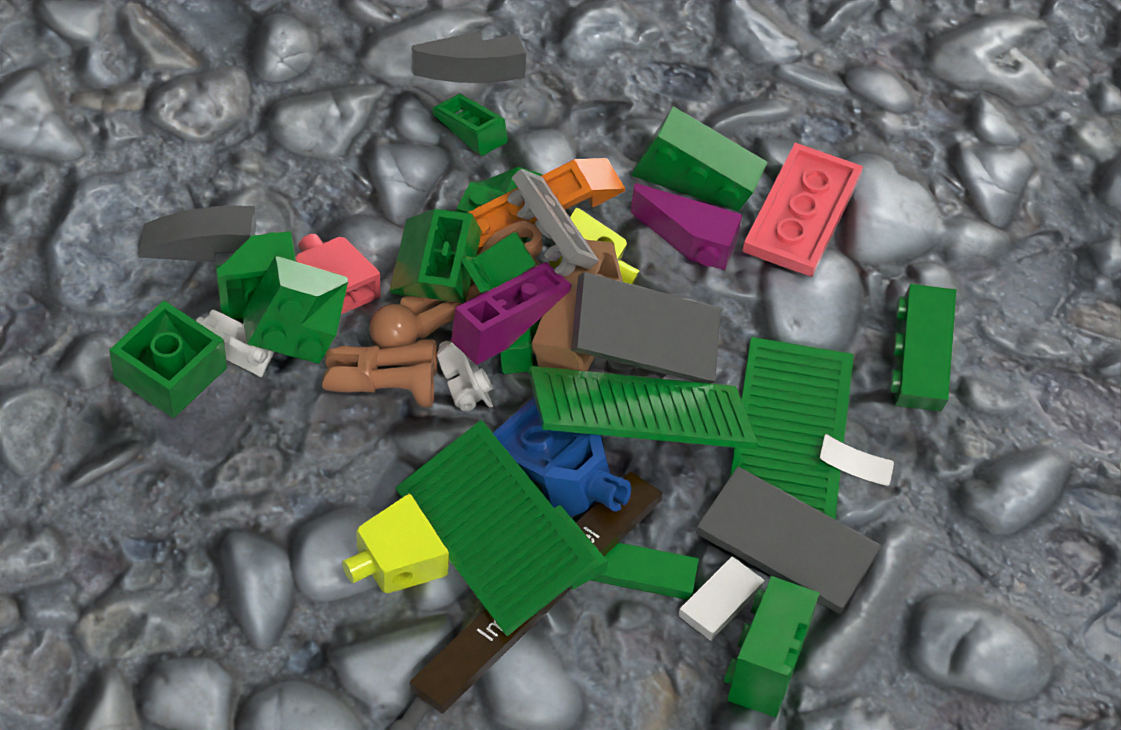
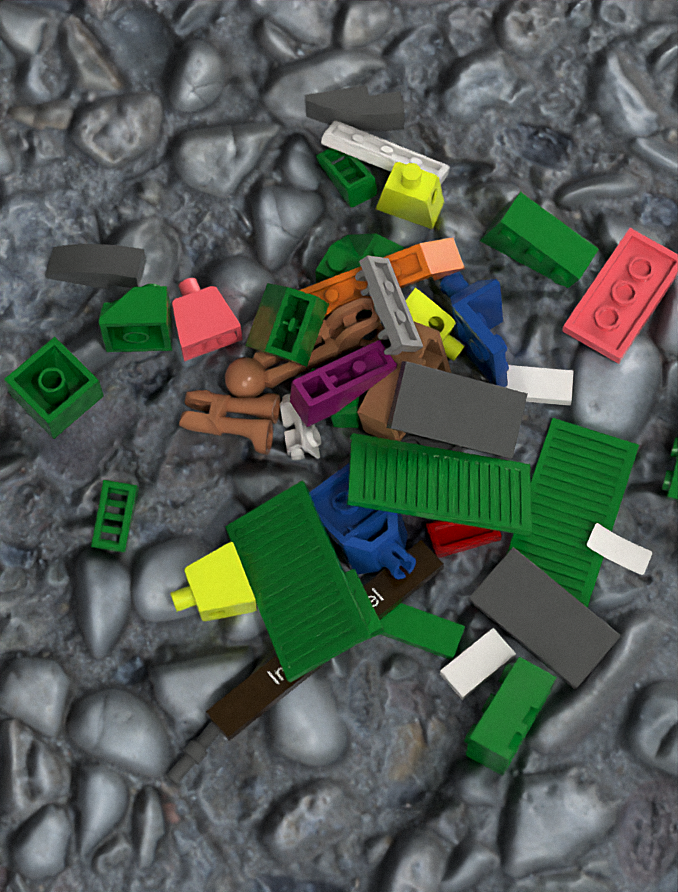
camera: 15 degrees right, 15 degrees up
(236, 347) = (114, 373): white hinge -> none
(260, 460) = (116, 488): none -> green slope
(295, 310) = (162, 359): green slope -> none
(499, 263) = (336, 341): green bracket -> none
(510, 99) = (376, 150): none -> white tile
(548, 129) = (412, 195): none -> neon yellow torso
(650, 244) = (477, 311): none -> blue plate
(675, 464) = (453, 538): none -> red tile
(691, 227) = (524, 307): magenta slope -> none
(737, 304) = (542, 384): none -> white tile

